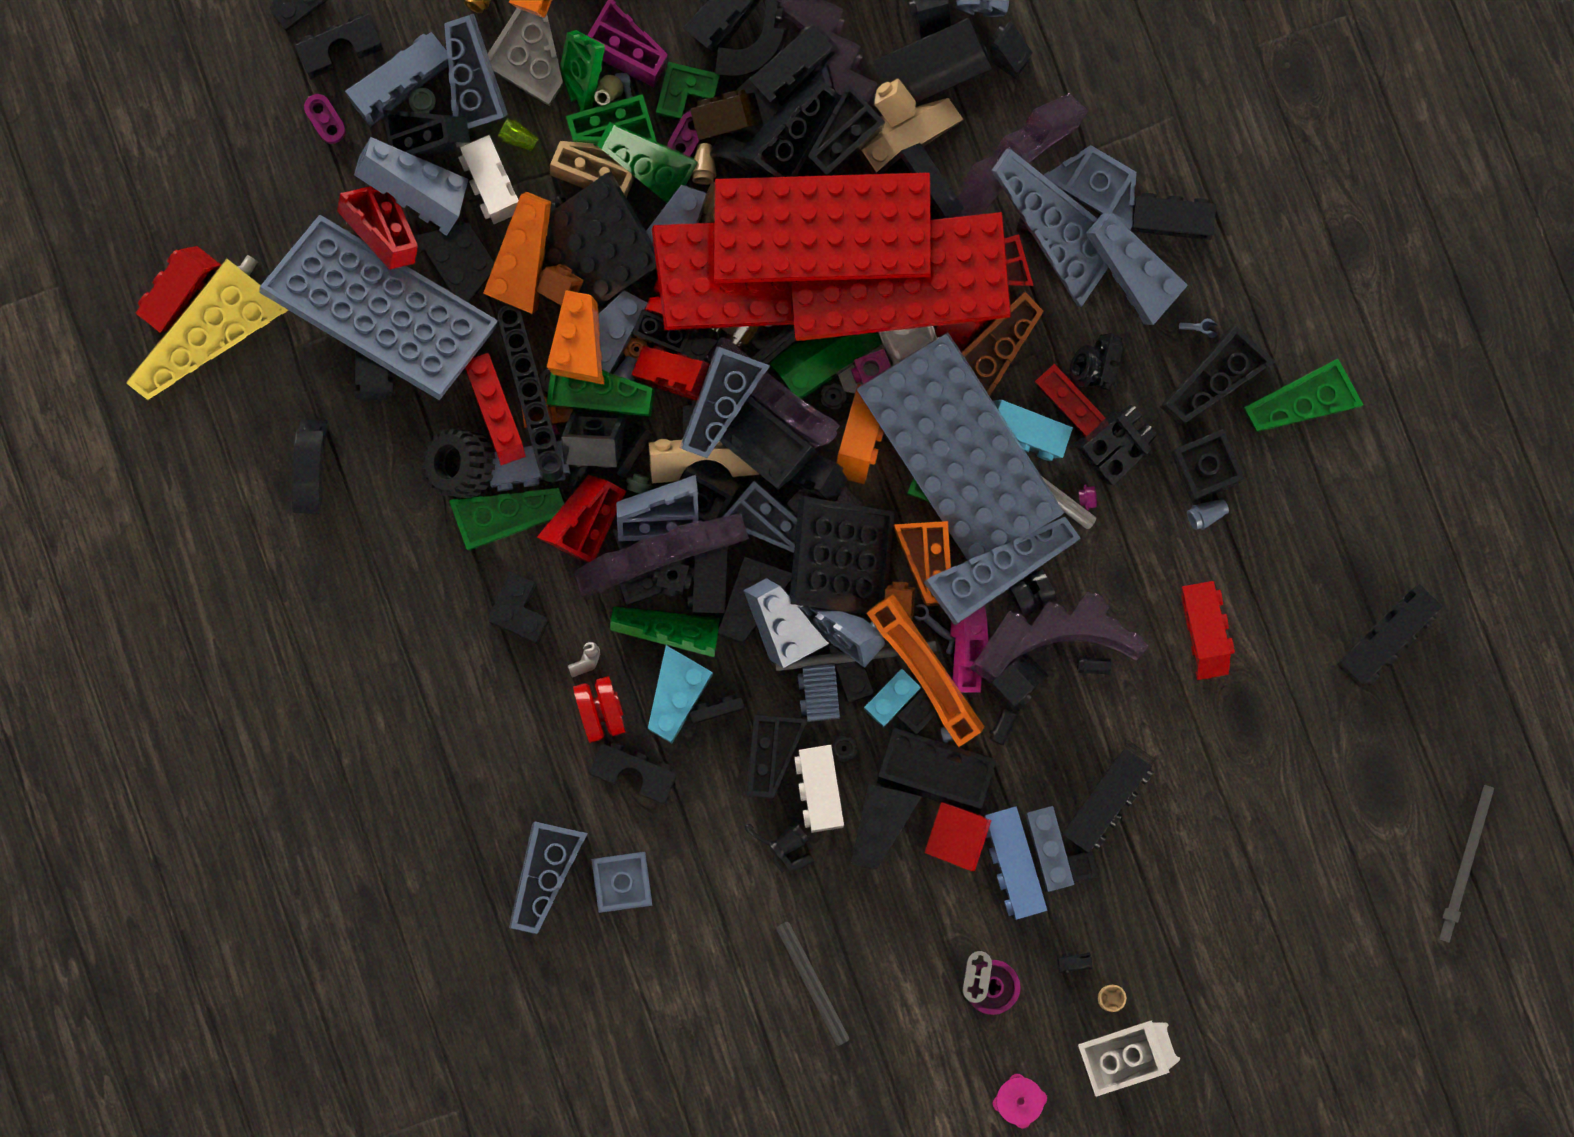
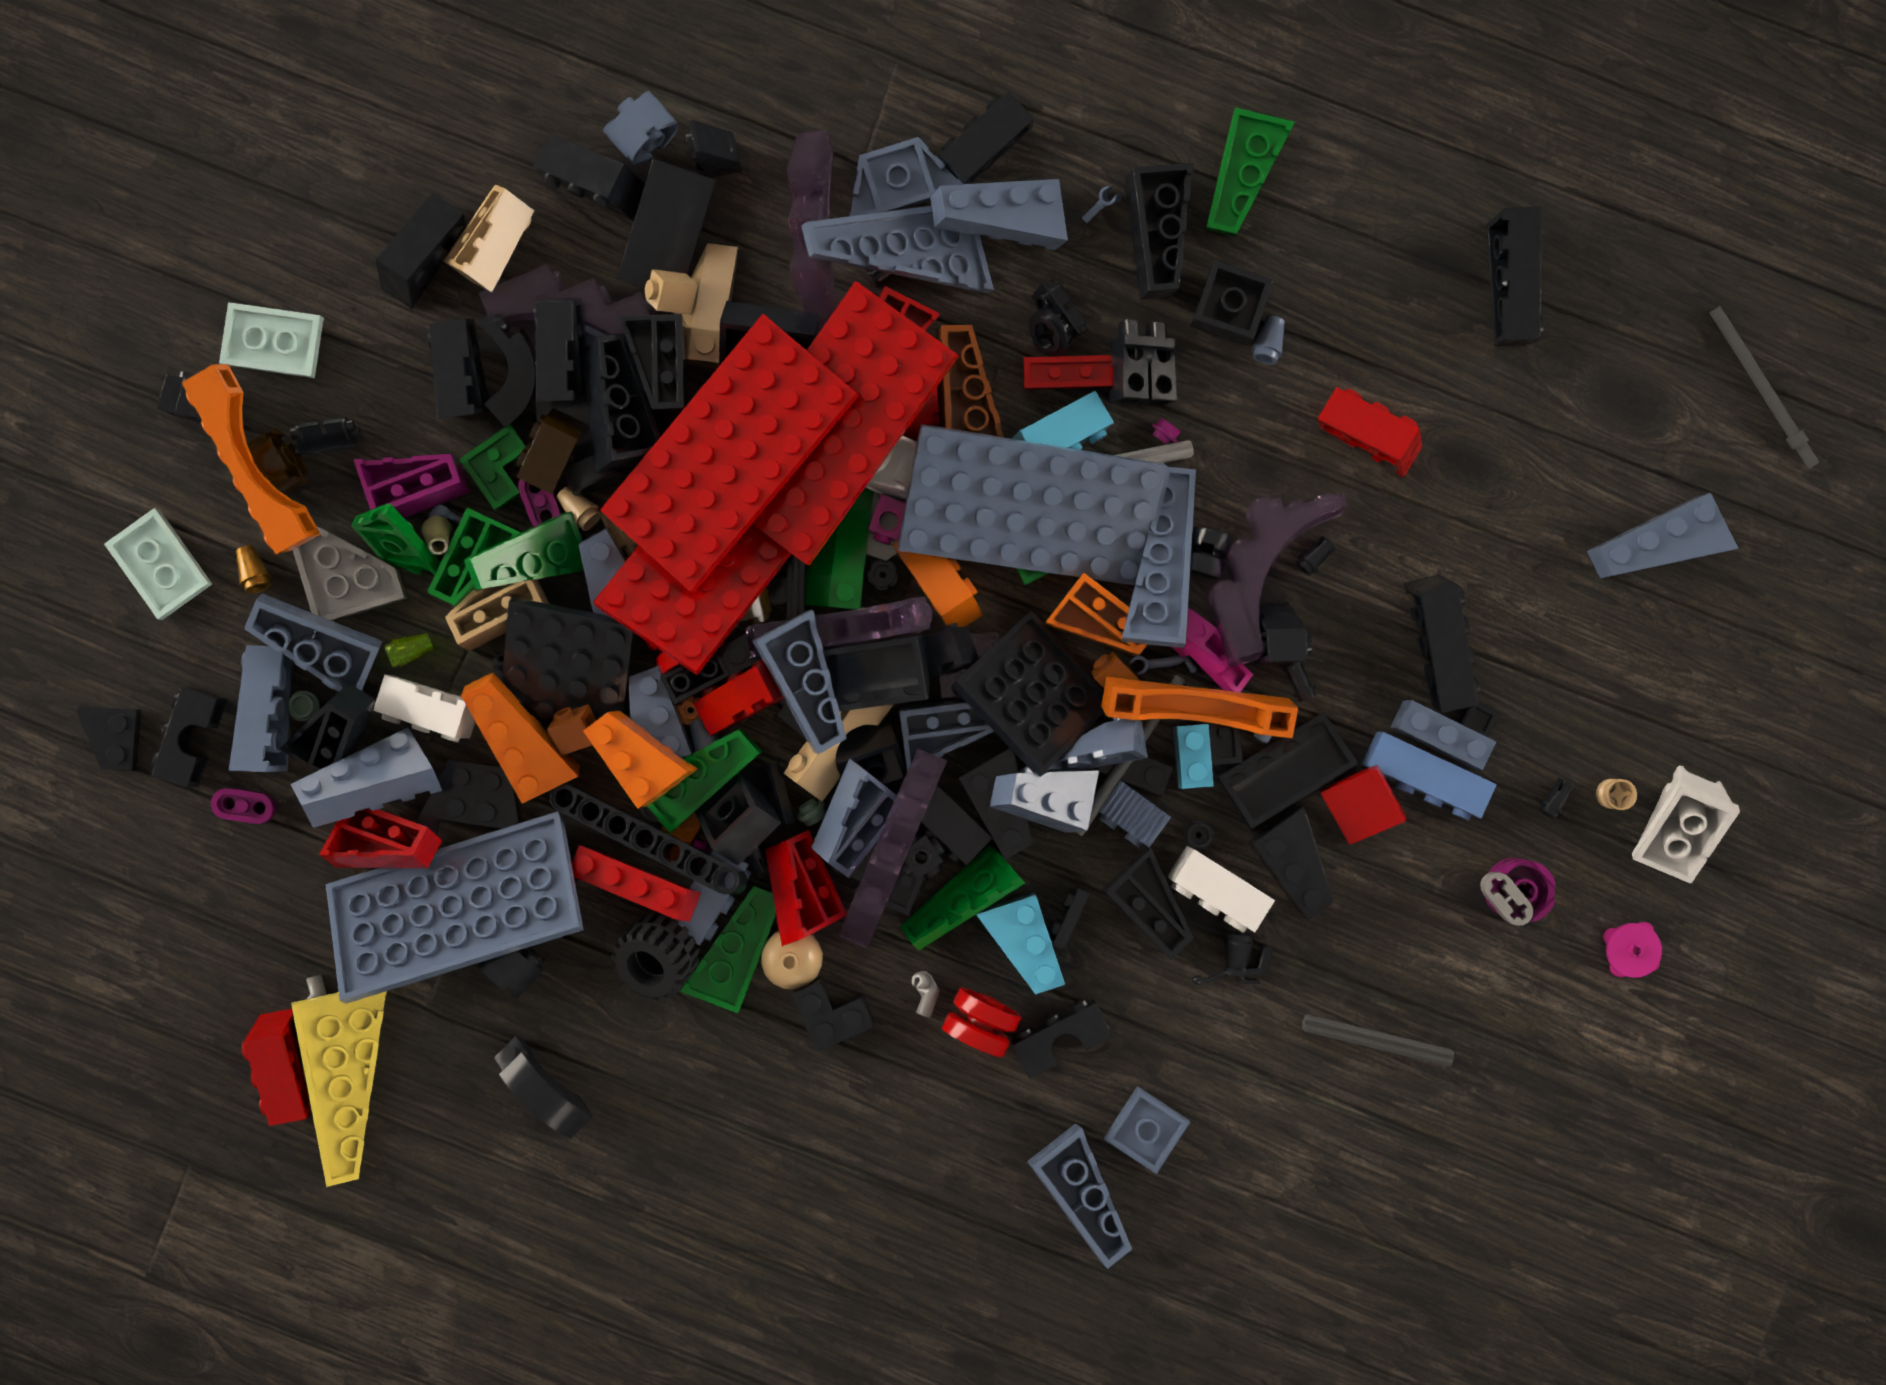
camera: 50 degrees left, 5 degrees up
(530, 555) = (791, 964): none -> tan cylinder
(1310, 886) = (1674, 536): none -> sand blue wedge

